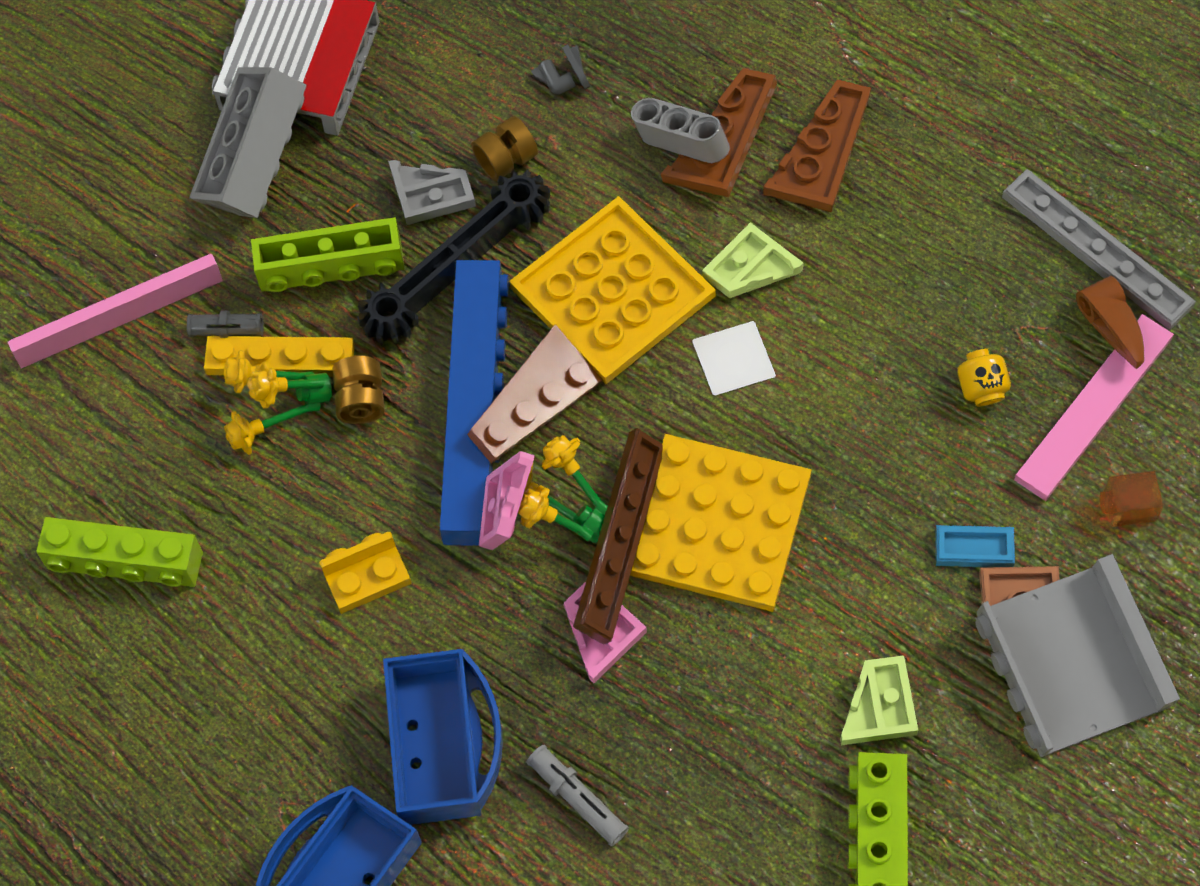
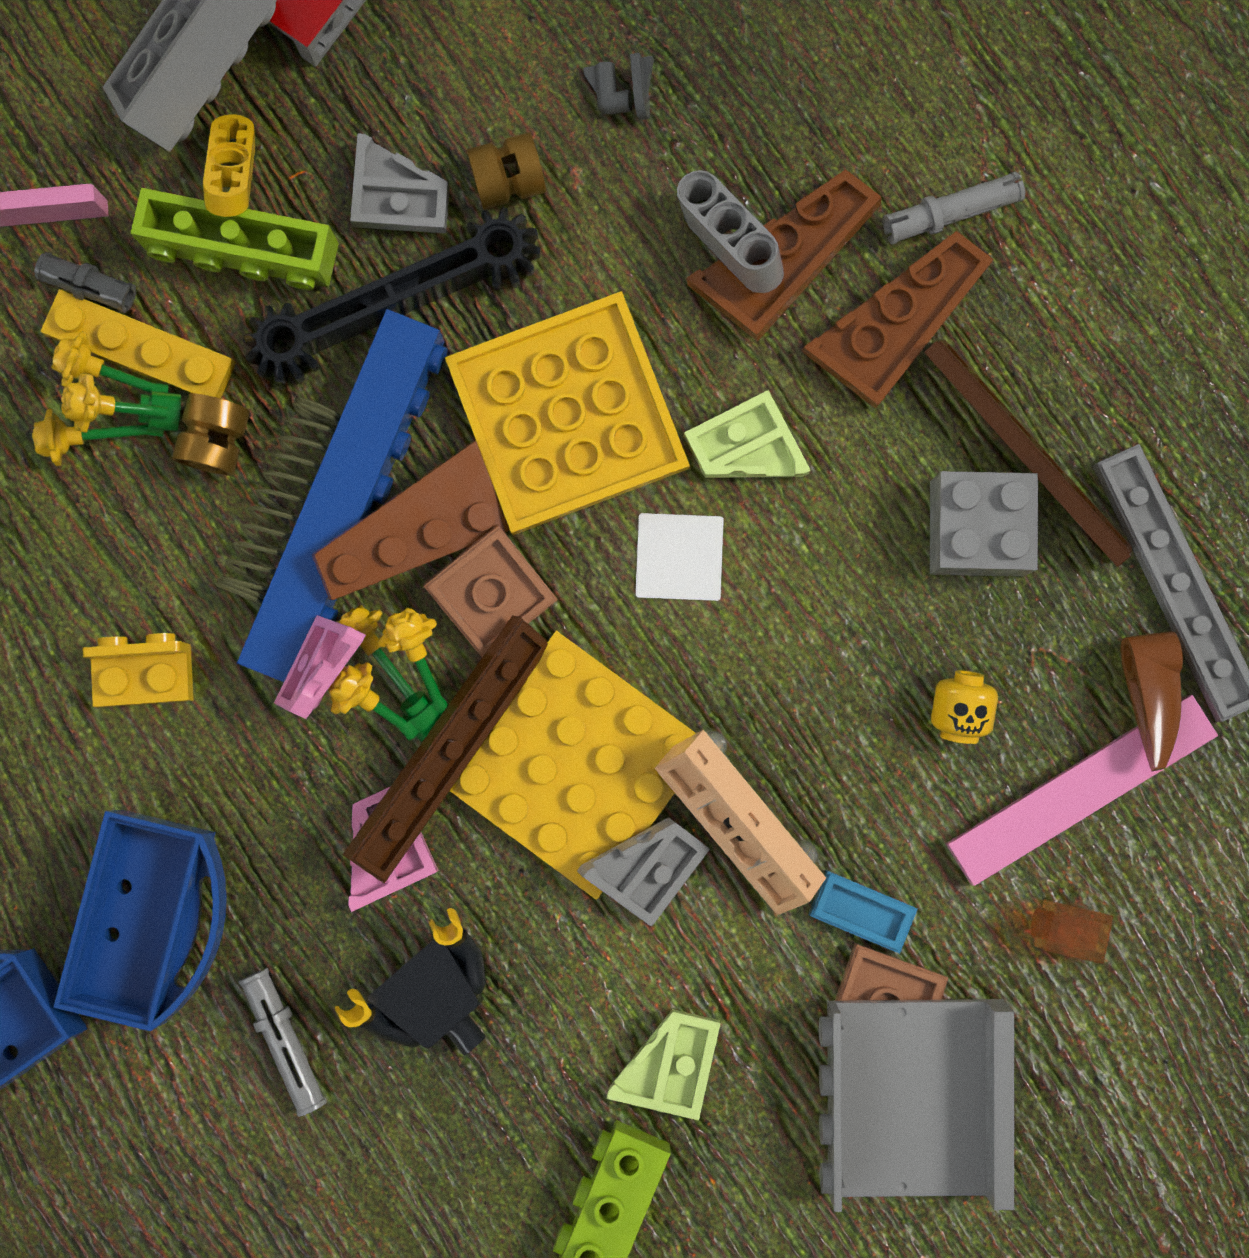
camera: 15 degrees right, 20 degrees up
(306, 207) = (238, 176): none -> yellow beam
(423, 478) = (311, 411): none -> olive piece
(603, 421) = (487, 588): none -> nougat tile
(676, 713) = (427, 994): none -> torso
(802, 569) = (647, 868): none -> light grey wing
(819, 74) = (936, 213): none -> light grey pin
(857, 506) = (741, 822): none -> light nougat piece
(941, 254) = (984, 523): none -> light grey brick
(952, 198) = (1029, 451): none -> reddish brown tile

